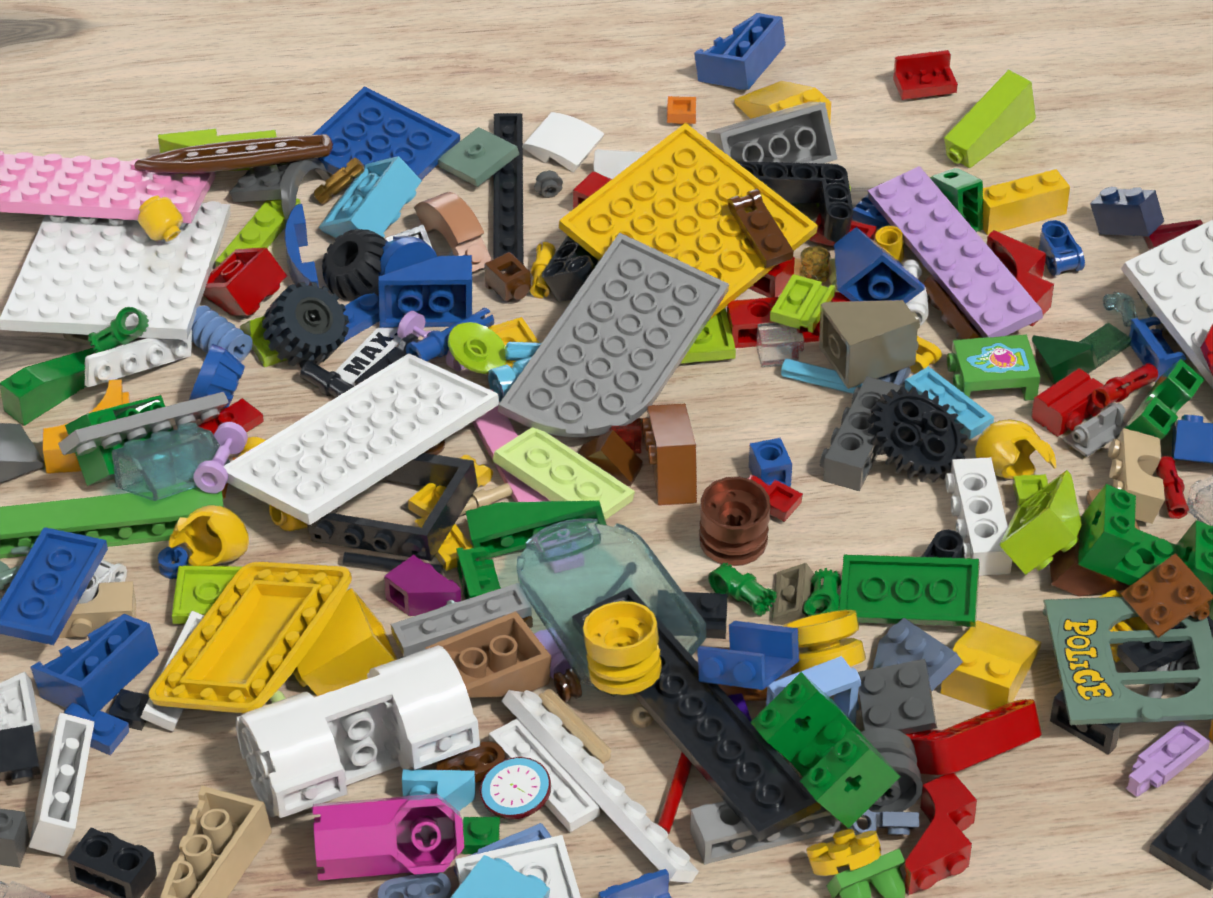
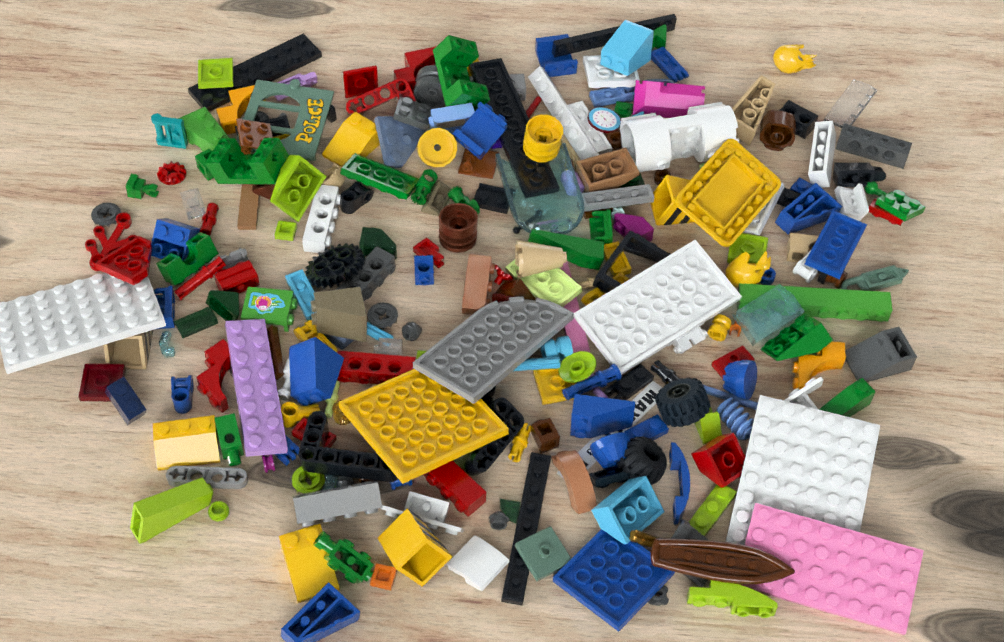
camera: 170 degrees left, 10 degrees up
(117, 332) = (803, 397): green connector -> none
(137, 426) = (787, 323): light grey plate -> none
(153, 812) = (777, 130): none -> reddish brown brick
(160, 218) = (776, 495): yellow head -> none
(211, 475) = (733, 324): lavender wheel -> none
(257, 381) = (724, 395): none -> medium blue bar
(537, 202) = (511, 509): none -> clear green tile
(579, 466) = (537, 258): none -> tan cone
(635, 479) = (501, 276): none -> red plant
(647, 113) = (414, 548): none -> yellow slope
(736, 100) = (348, 558): none -> green brick
(754, 379) = (411, 331): none -> dark grey plate
(760, 229) = (378, 398): reddish brown plate -> none
(801, 303) = (369, 354): lime plate -> none
(802, 390) = (380, 309): none -> dark grey gear
(865, 491) = (375, 237): none -> clear green slope
(924, 75) = (193, 572): red bracket -> none
(929, 141) = (218, 511): none -> lime plate
(998, 169) = (207, 473): none -> light grey beam
(998, 579) = (334, 177): none -> tan hair
(1010, 448) = (288, 248): yellow helmet -> none
(1030, 773) = (360, 81): none -> red slope
(1132, 467) = (233, 209): tan arch -> none

